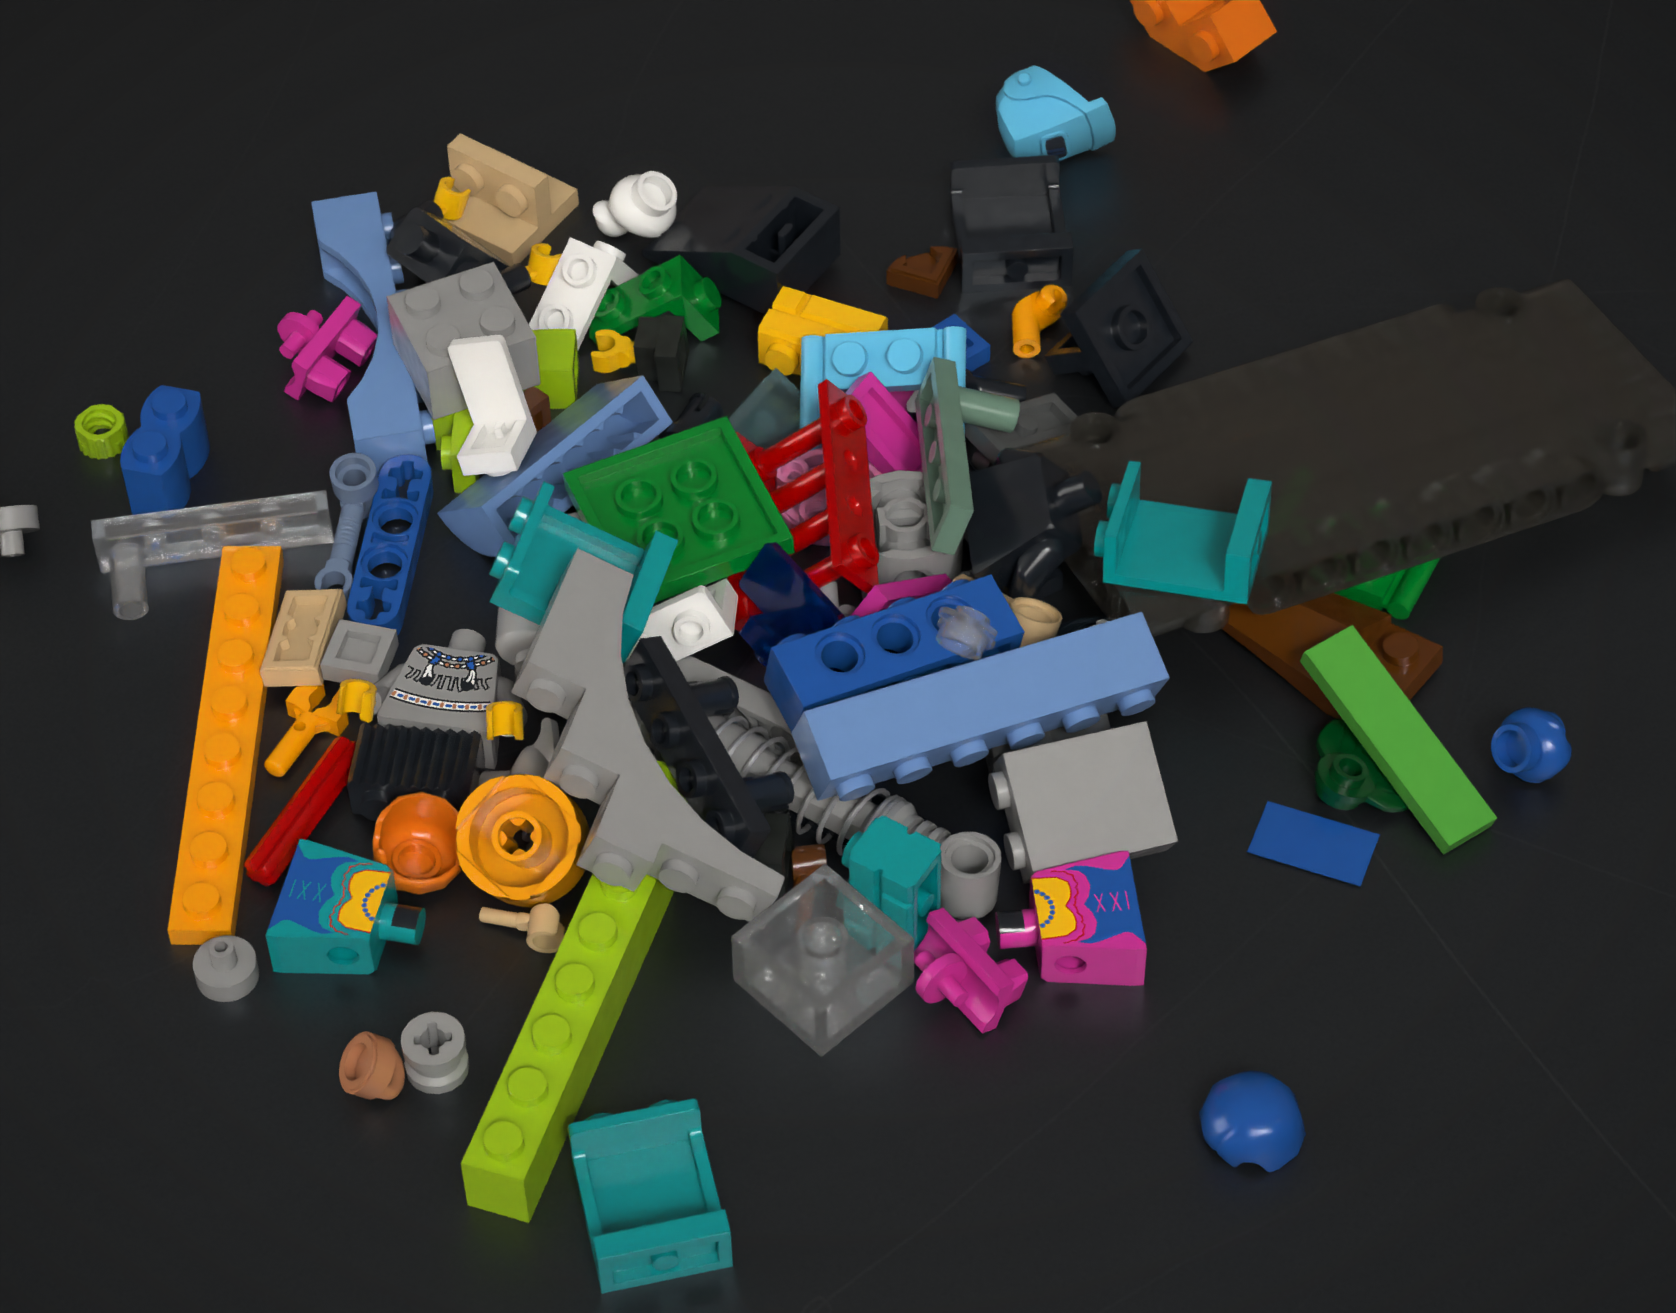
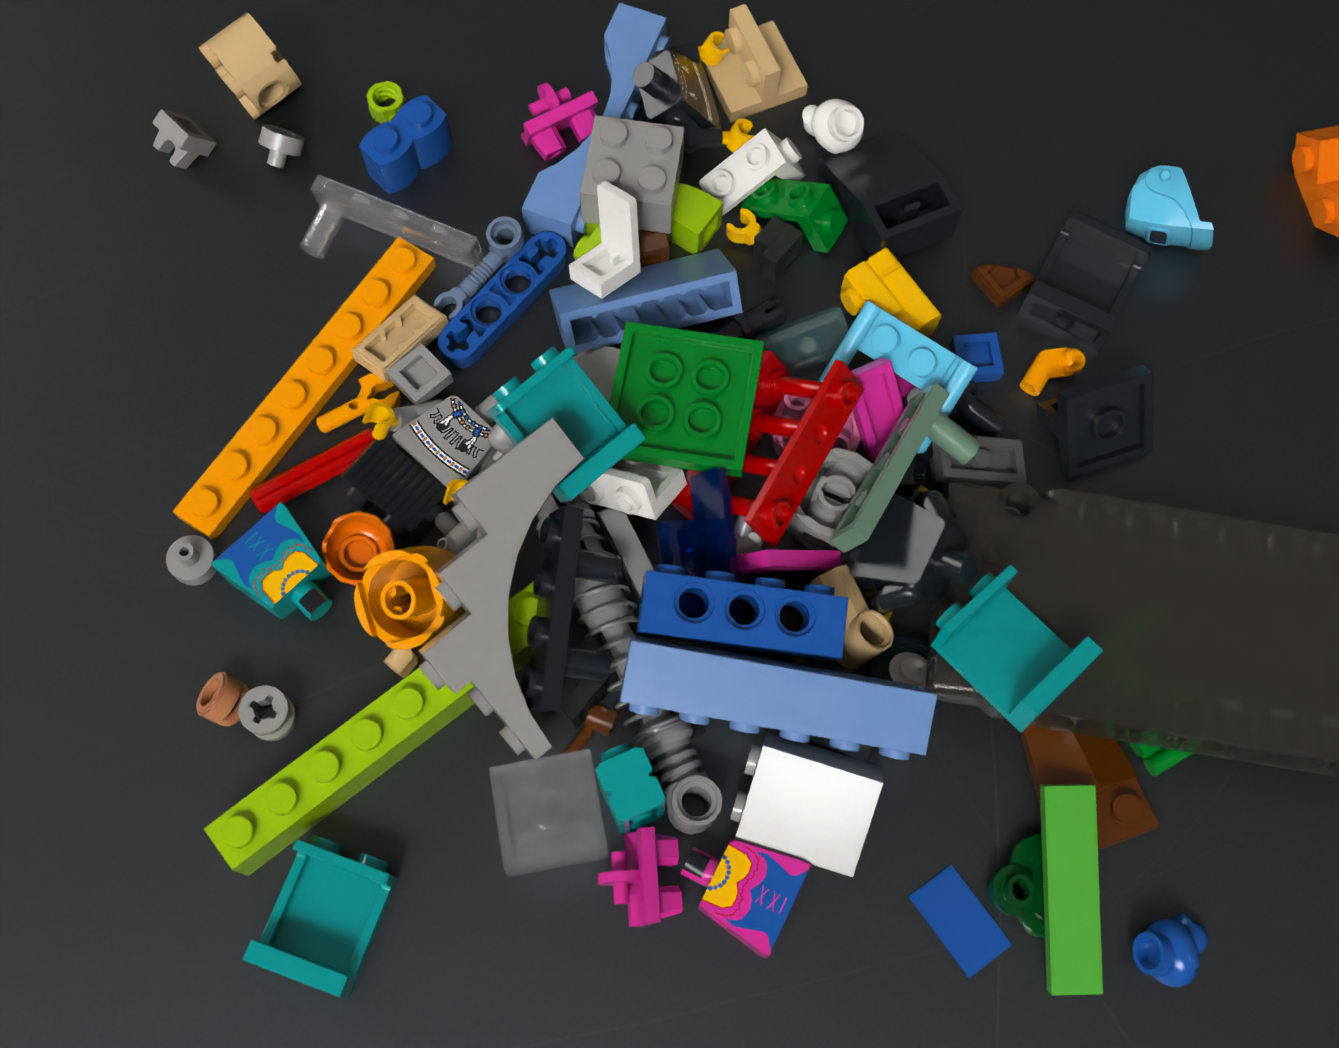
camera: 30 degrees right, 20 degrees up
(965, 632) = (789, 644): clear plate -> none

